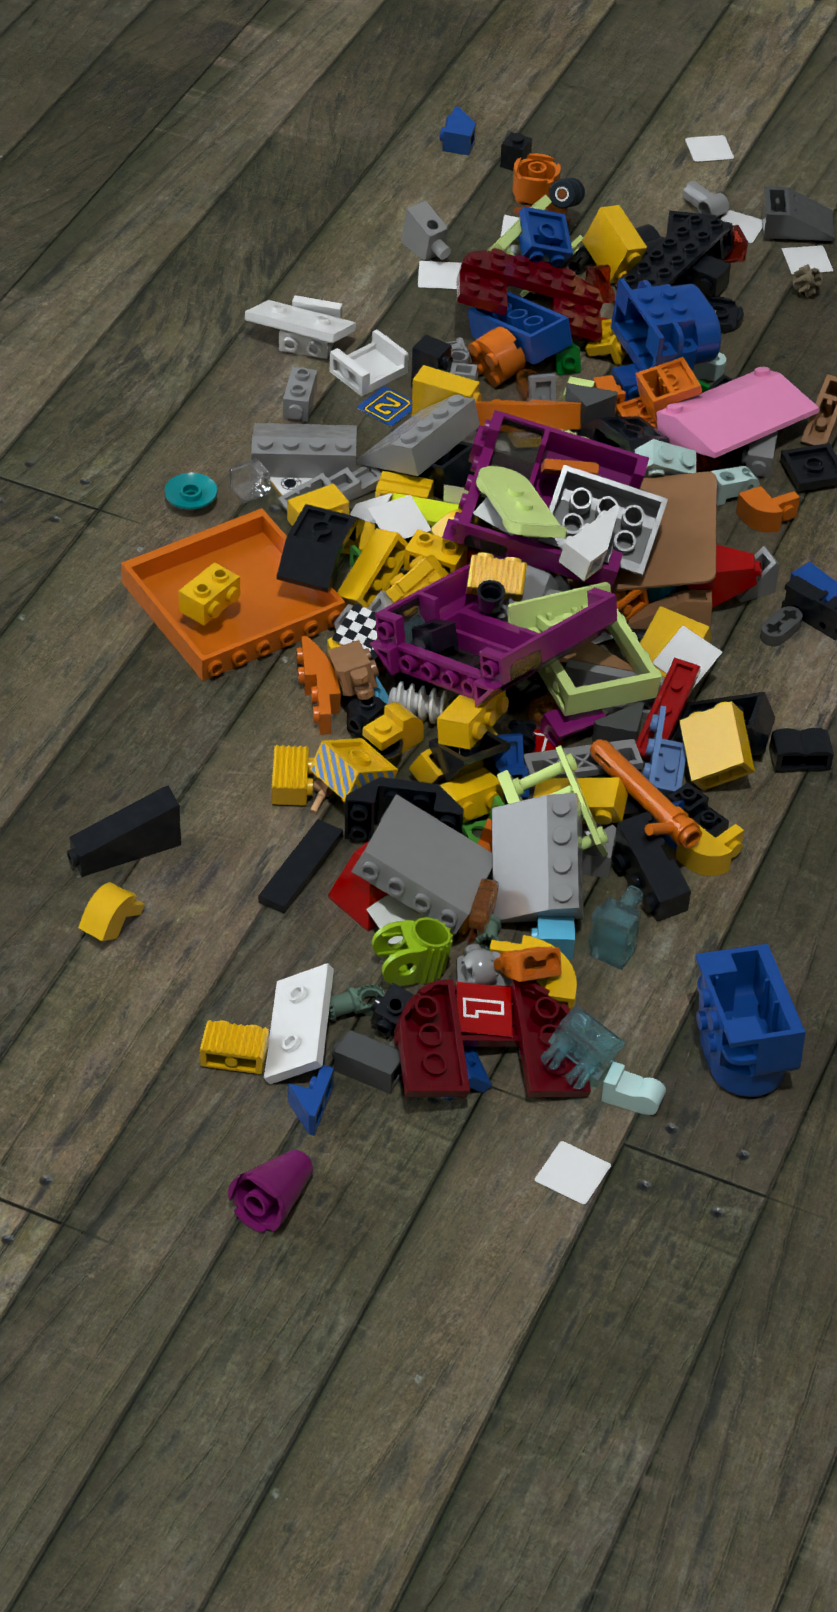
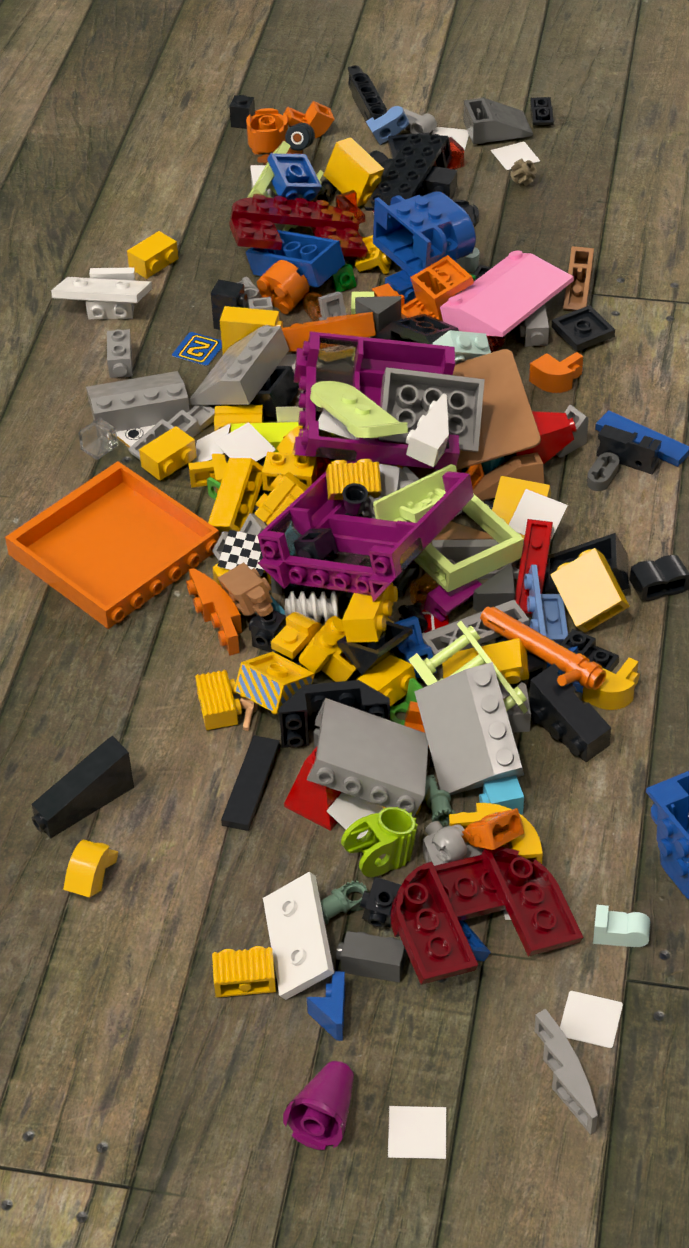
camera: 10 degrees left, 0 degrees up
(190, 491) = (48, 458): teal dish -> none
(209, 593) = (95, 548): yellow brick -> none
(315, 546) = (180, 486): black slope -> none
(360, 1238) = (417, 1132): none -> white sticker
(368, 293) = (152, 254): none -> yellow brick
(370, 365) = (173, 316): white panel -> none
(413, 743) = (322, 645): none -> yellow brick
(425, 232) = (186, 193): light grey torso -> none
(438, 274) = (208, 227): white sticker -> none
(458, 133) = (187, 105): blue slope -> none
(483, 904) = (433, 783): clear orange beam -> none
(484, 1009) = (466, 882): red sticker -> none
(527, 1217) = (568, 1075): none -> light grey slope
(555, 466) = (378, 370): orange tile -> none
(585, 1043) = (568, 894): clear light blue brick -> none
(594, 176) = (317, 116): none -> orange brick
(616, 928) = (557, 778): clear light blue brick -> none
(660, 164) = (365, 94): none -> black piece
(673, 197) = (388, 124): none -> medium blue leg
(709, 148) = (402, 79): white sticker -> none
(734, 481) = (524, 352): light aqua leg -> none

